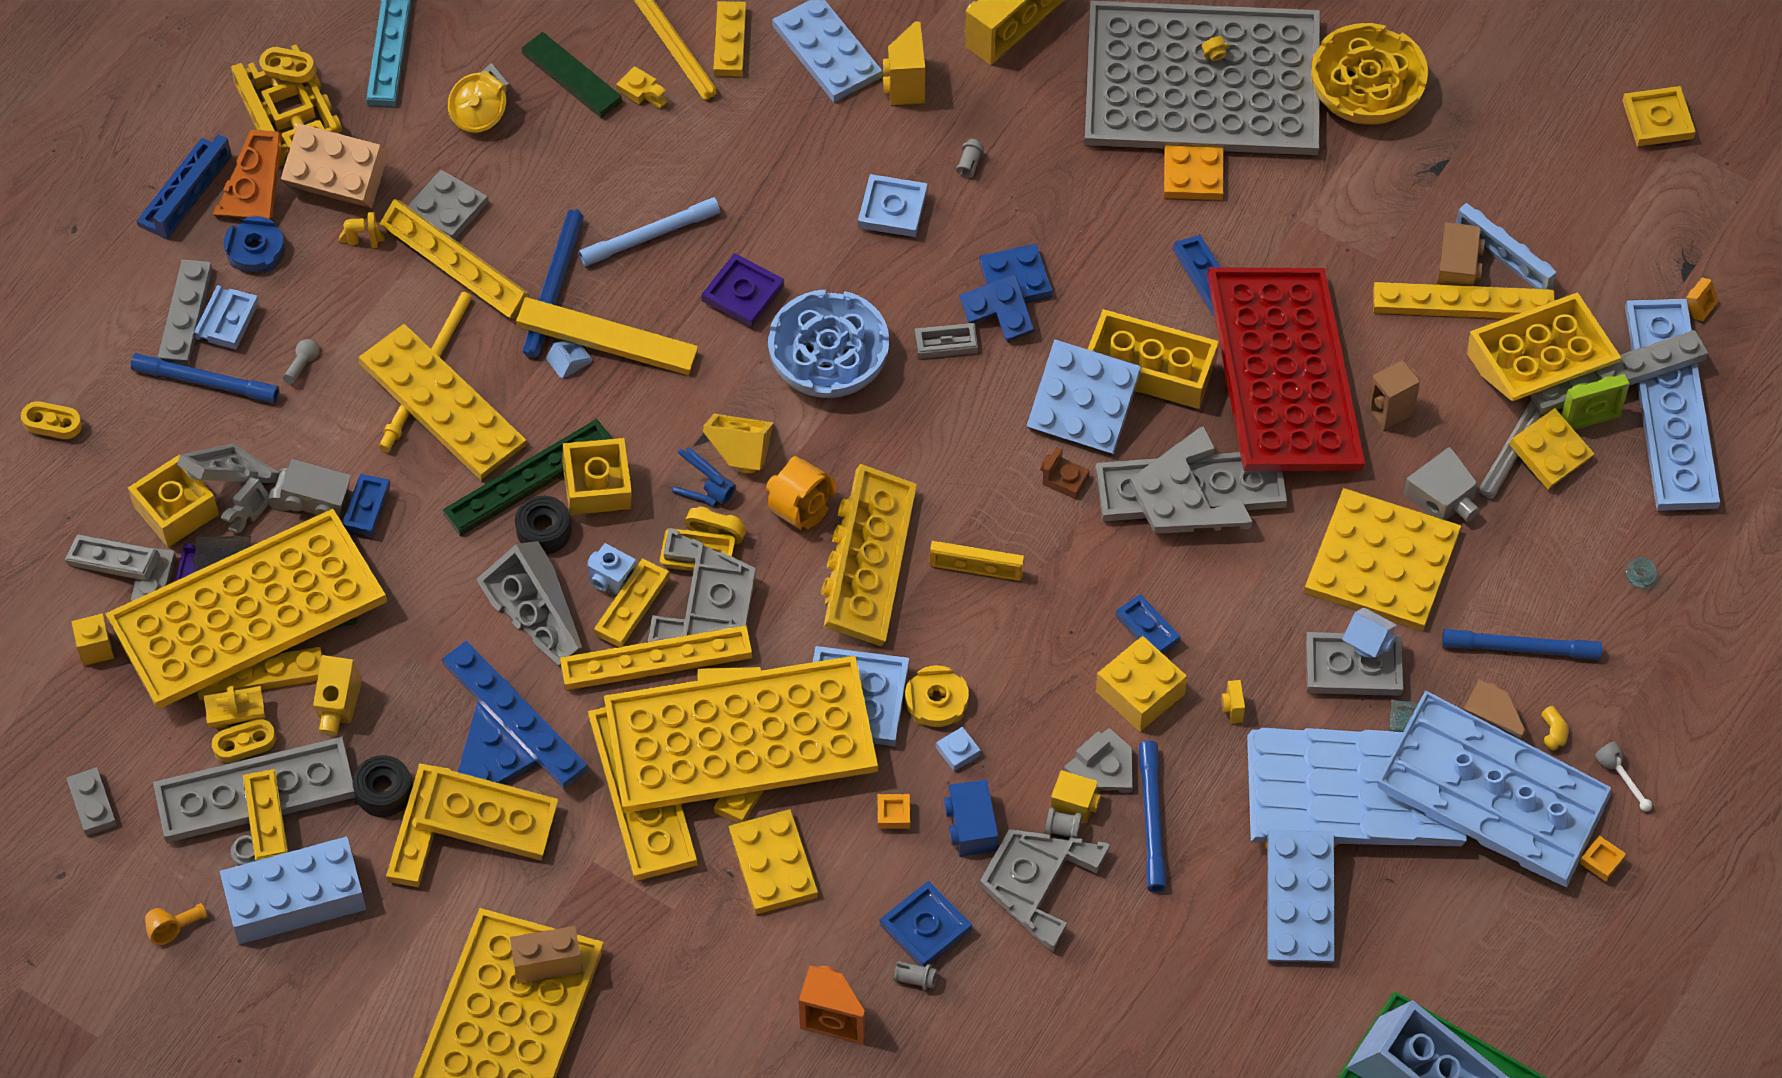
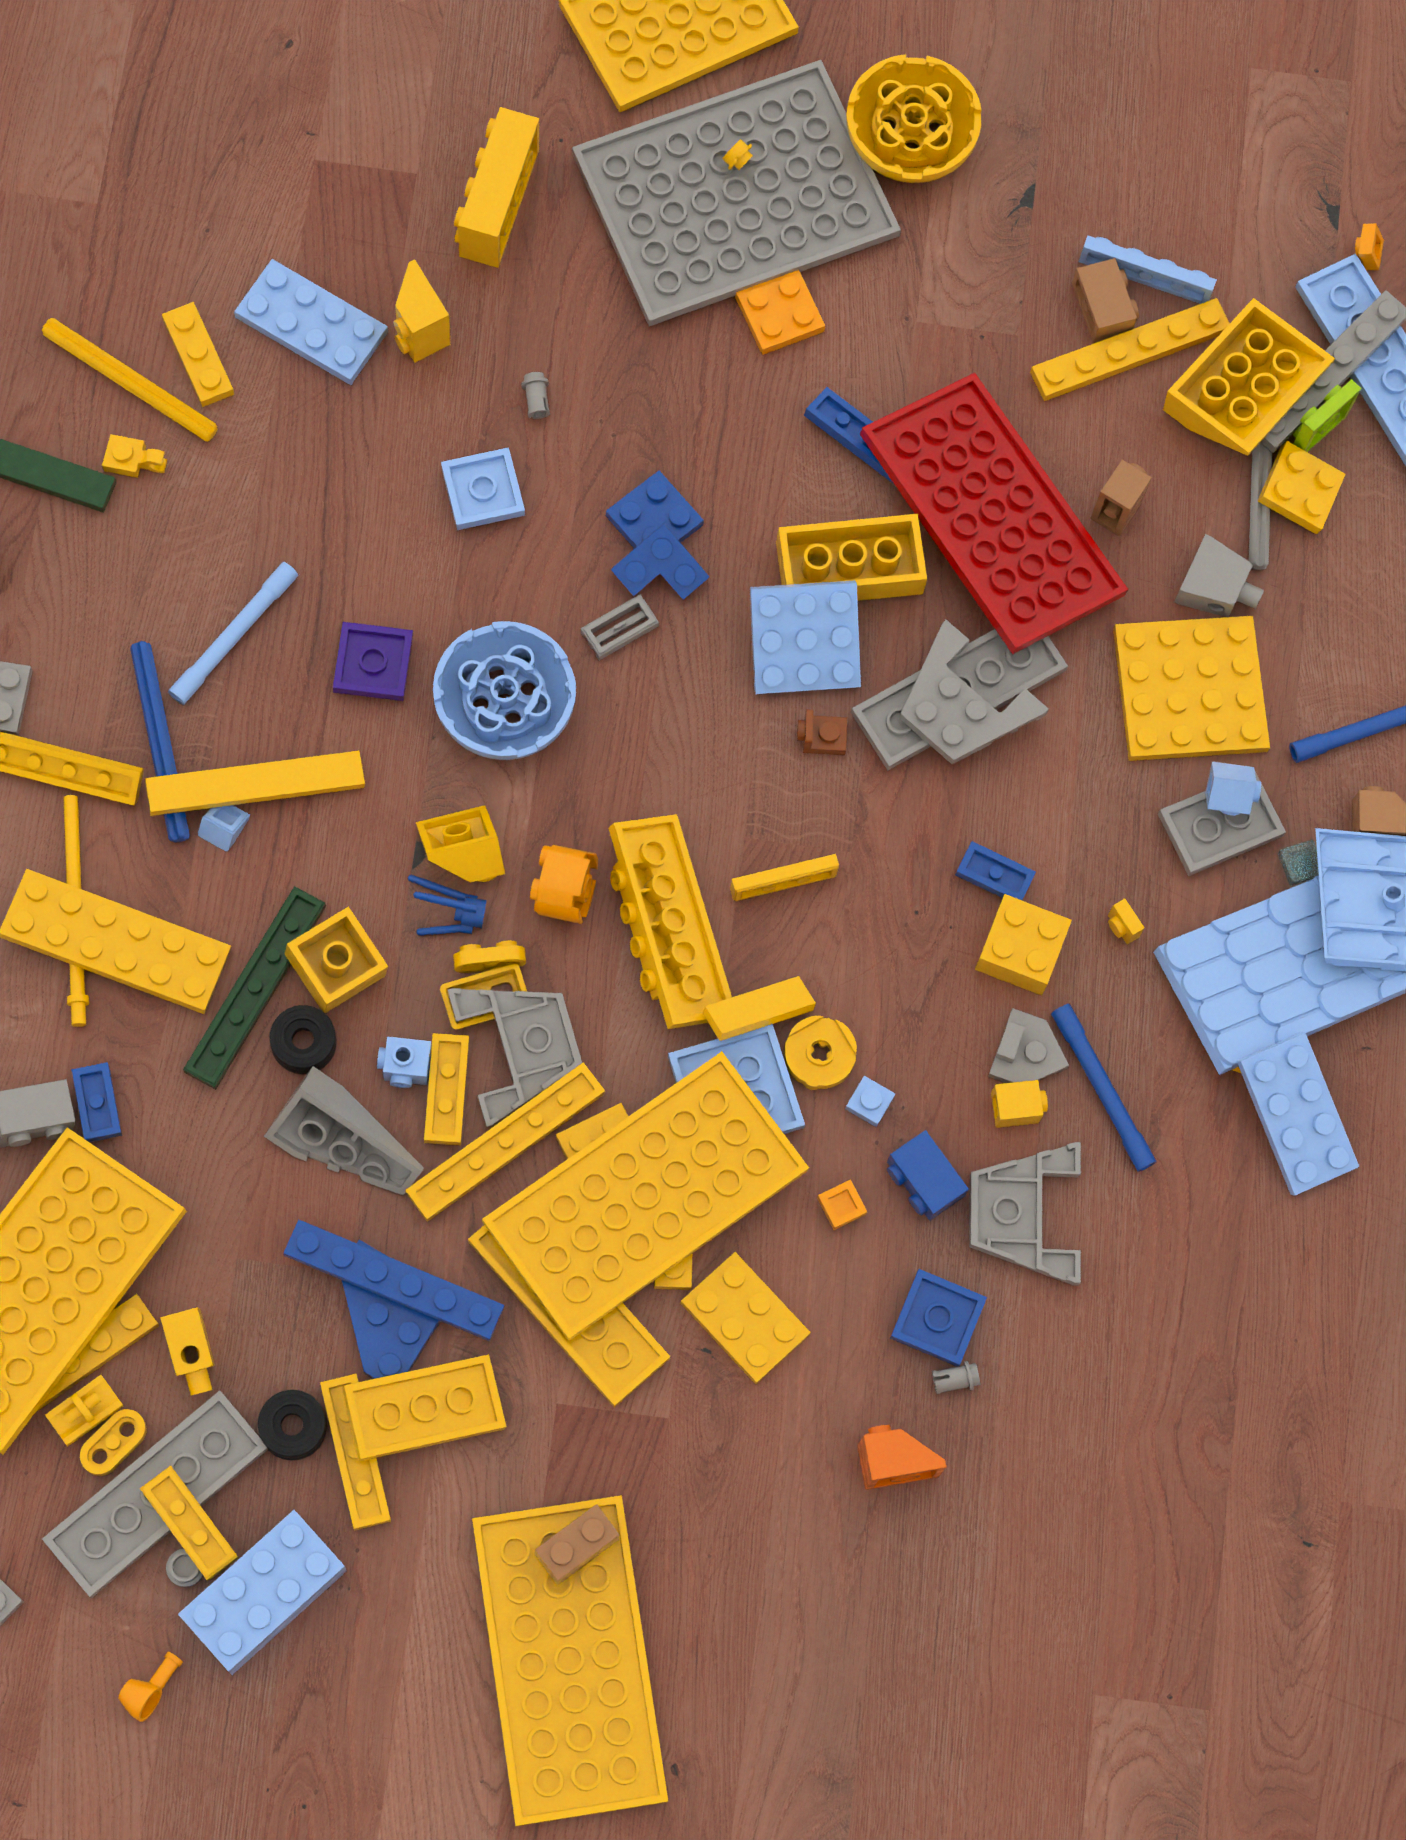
camera: 35 degrees left, 15 degrees up
(904, 642) = (759, 1008): none -> yellow tile
(1063, 823) = (1021, 1140): light grey bush -> none
(1658, 116) = (1227, 44): yellow plate -> none

